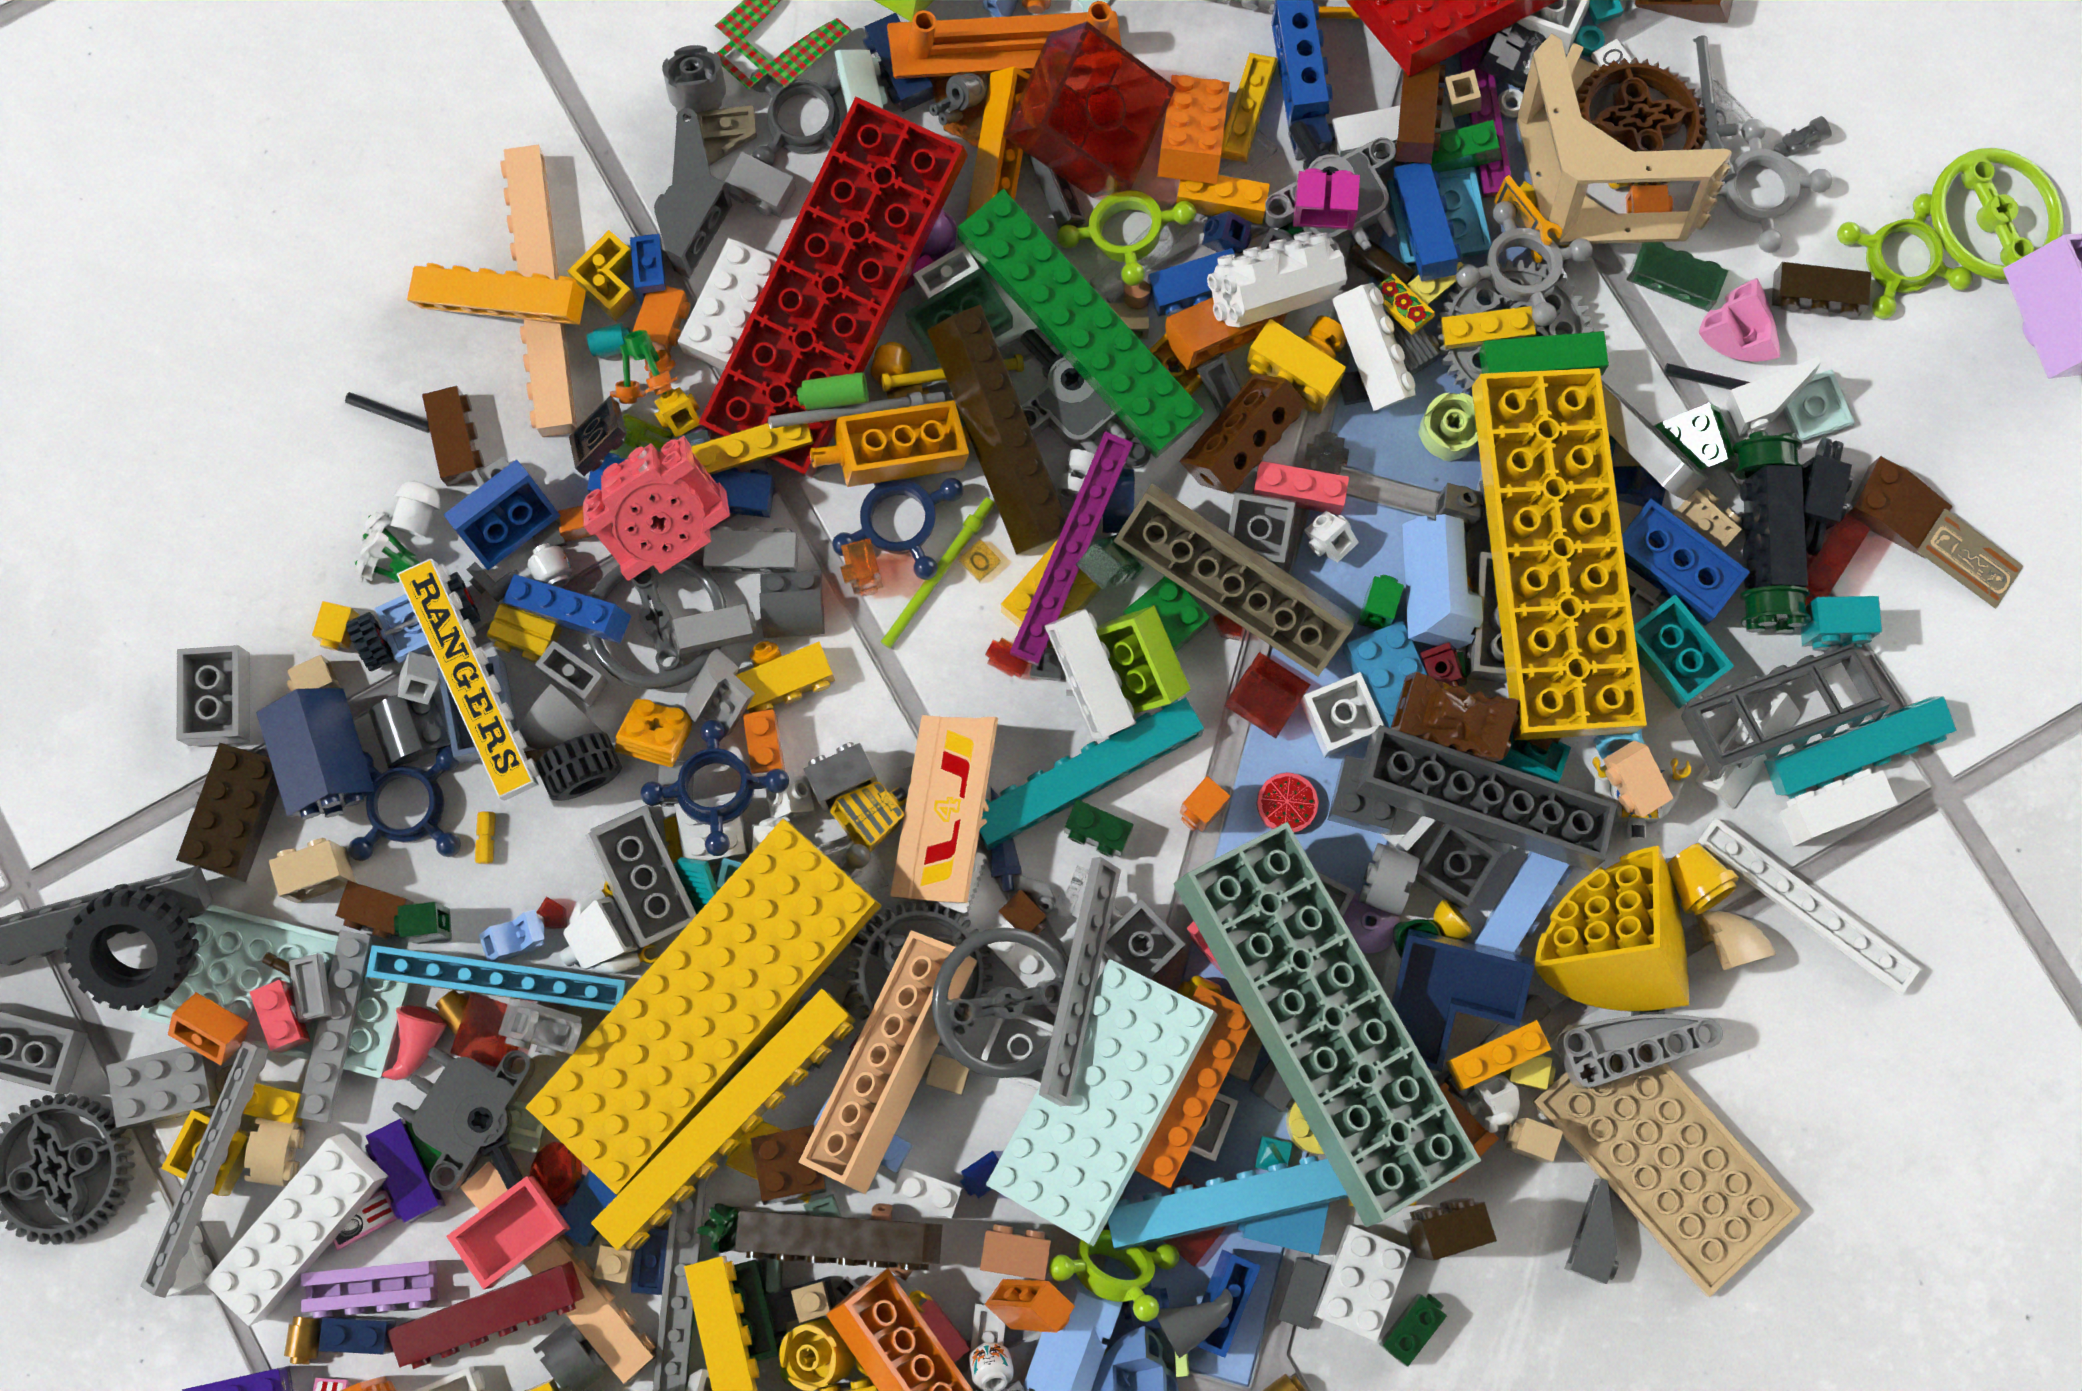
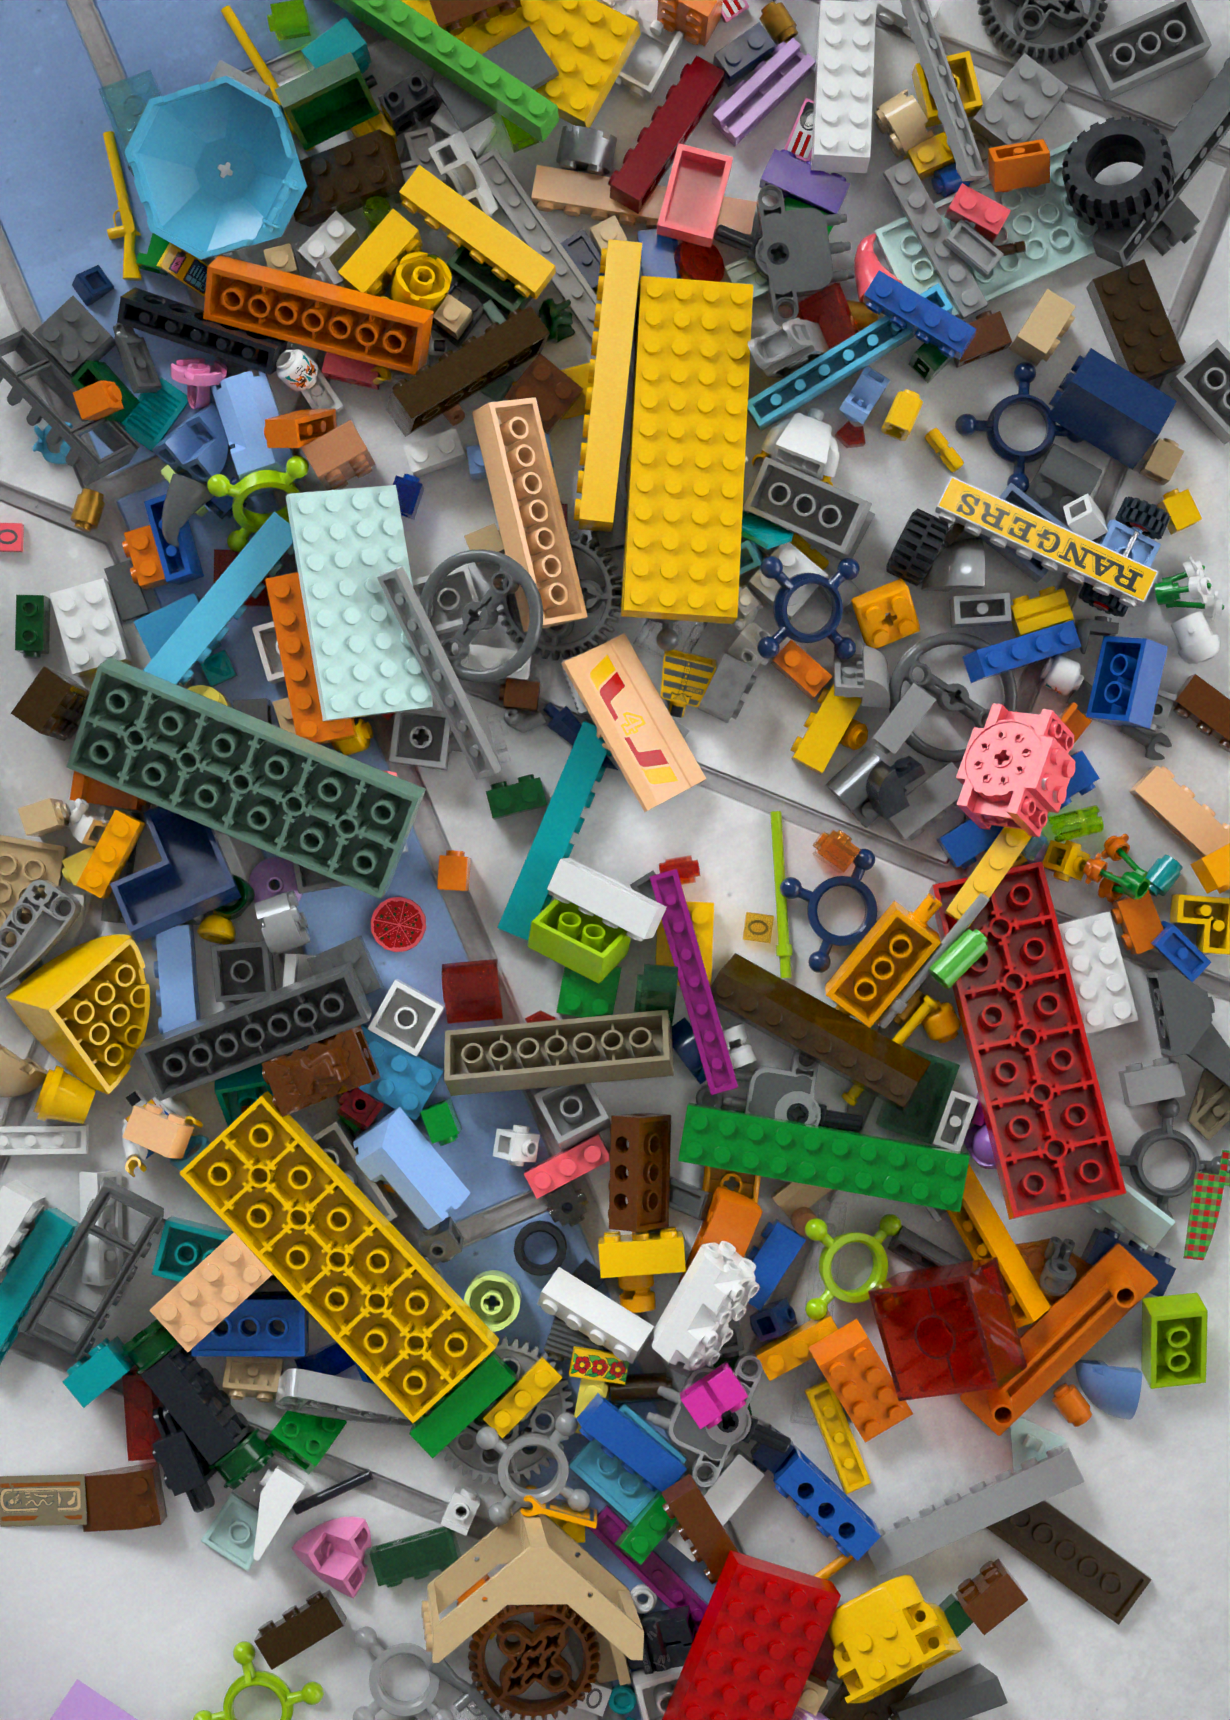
camera: 140 degrees right, 10 degrees up
(126, 868) = (1175, 226): none -> dark grey brick
(279, 1071) = (947, 180): none -> blue brick
(406, 957) = (918, 315): none -> blue brick
(494, 892) = (902, 415): none -> yellow brick
(526, 457) = (1147, 741): none -> dark grey bar
(598, 436) = (1105, 792): black plate -> none
(772, 585) = (886, 785): none -> black brick
(1262, 1307) = (145, 558): none -> orange brick
(1386, 419) = (537, 1269): none -> black tyre
(1463, 93) = (681, 1571): tan brick -> none
(1621, 277) = (458, 1522): none -> white brick
(1694, 607) = (211, 1292): none -> light nougat brick

